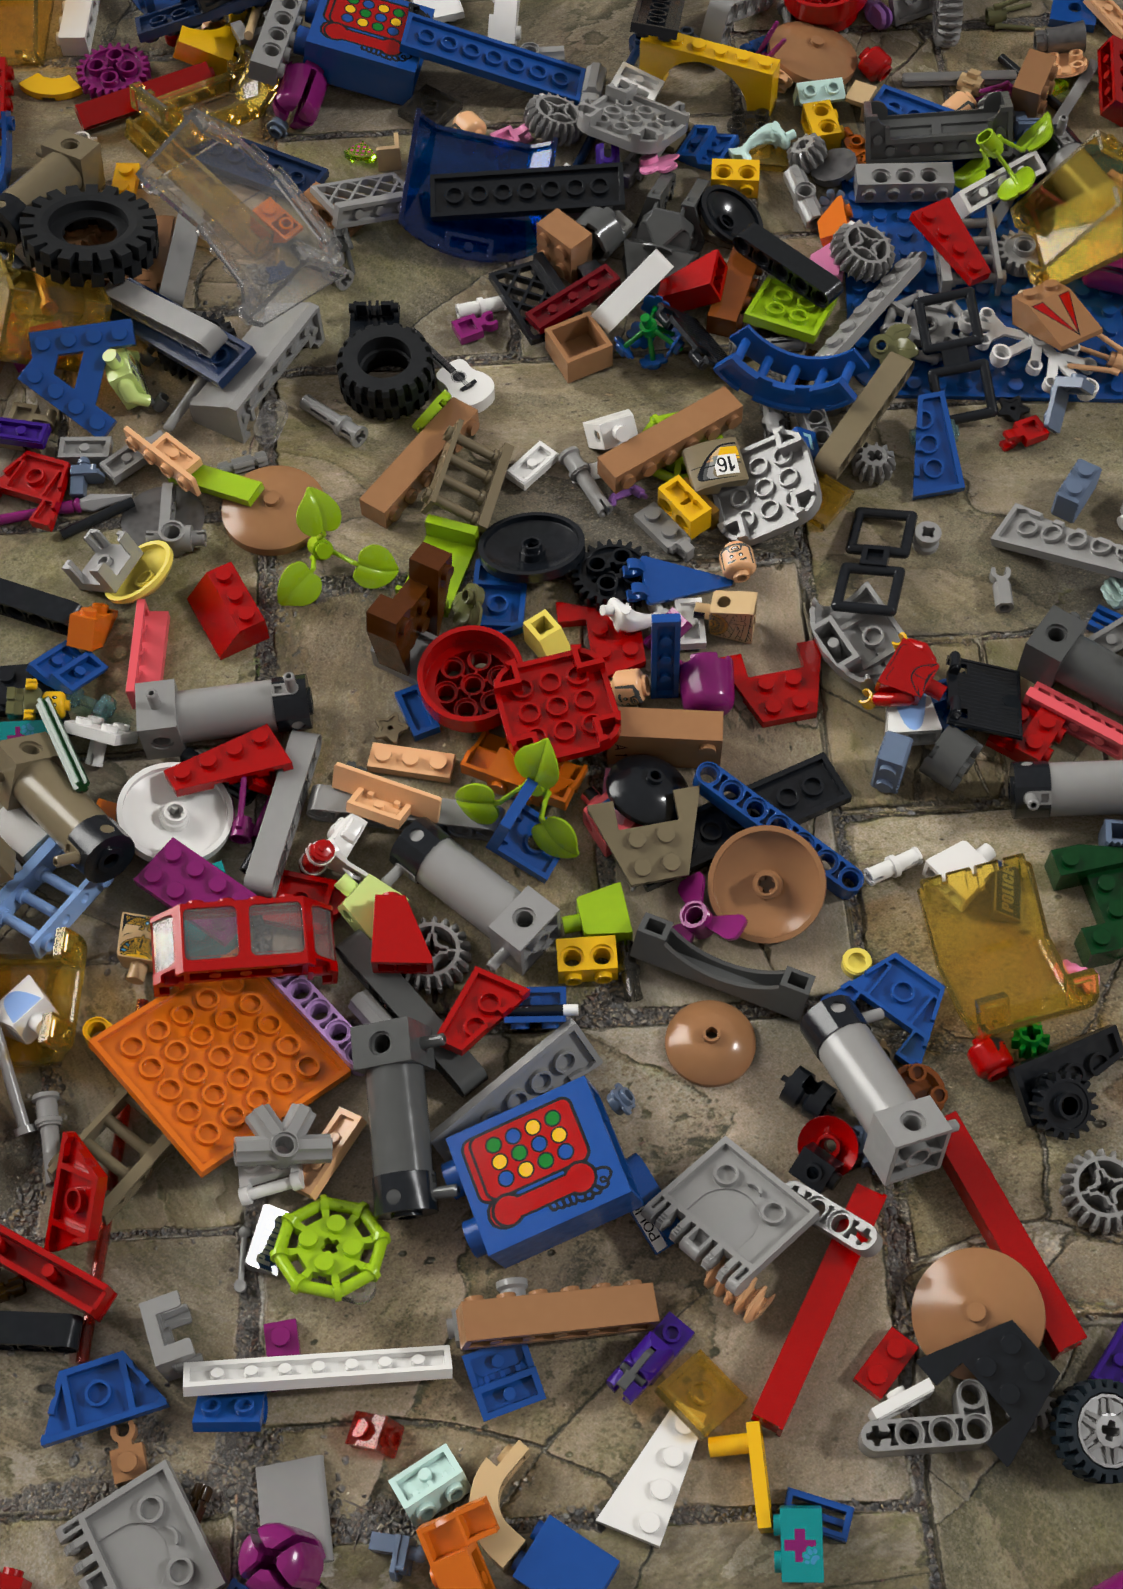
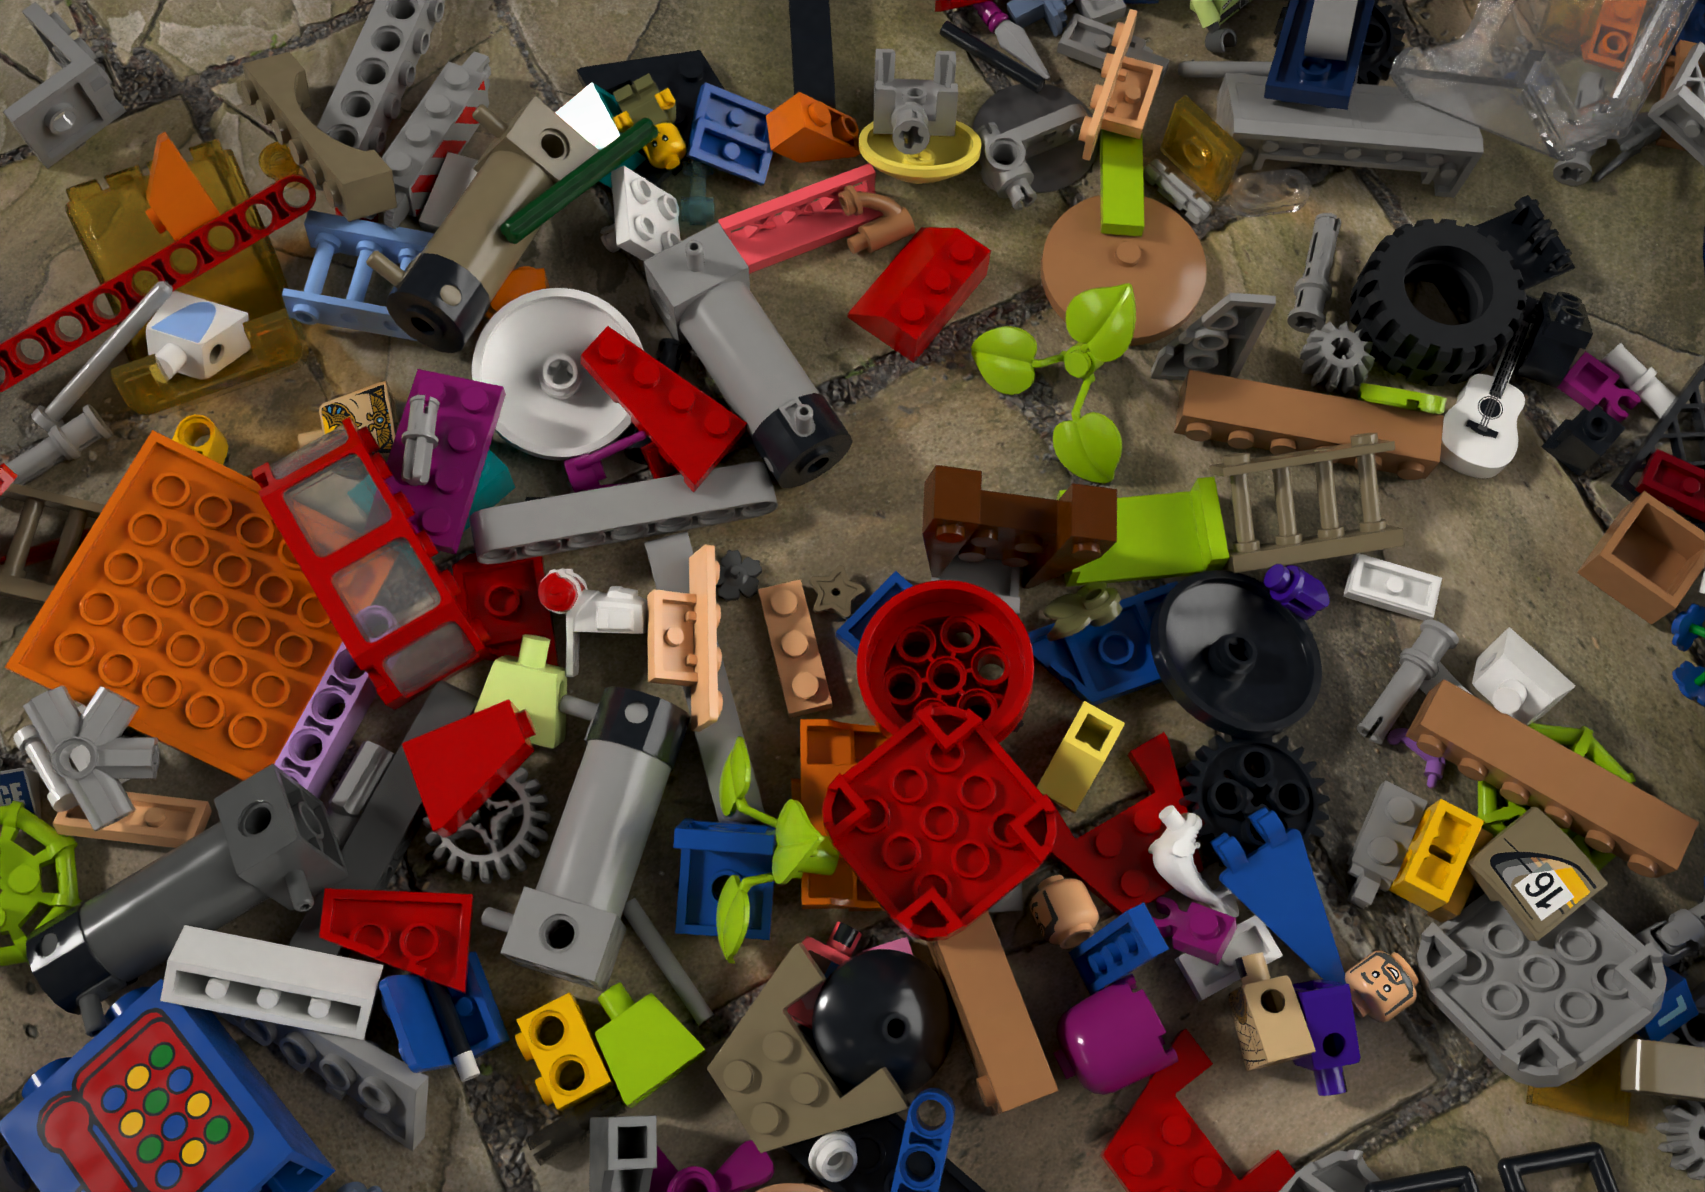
camera: 60 degrees right, 10 degrees up
(126, 567) = (911, 128): none -> light grey bush
(178, 616) = (881, 232): none -> medium nougat plant
(186, 885) = (419, 440): none -> light grey axle
(229, 436) = (1201, 148): none -> clear yellow tile
(352, 473) = (1217, 340): none -> light grey wedge
(389, 432) = (1337, 357): none -> light grey gear
(438, 329) = (1554, 339): none -> black pin
(476, 1081) = (271, 982): none -> white brick
(499, 345) = (1584, 439): none -> black window
(511, 506) = (1296, 590): none -> dark purple arm
(571, 892) = (667, 962): none -> light grey bar
(707, 839) = (833, 1156): none -> white plate
(744, 580) = (1333, 1030): none -> dark purple torso

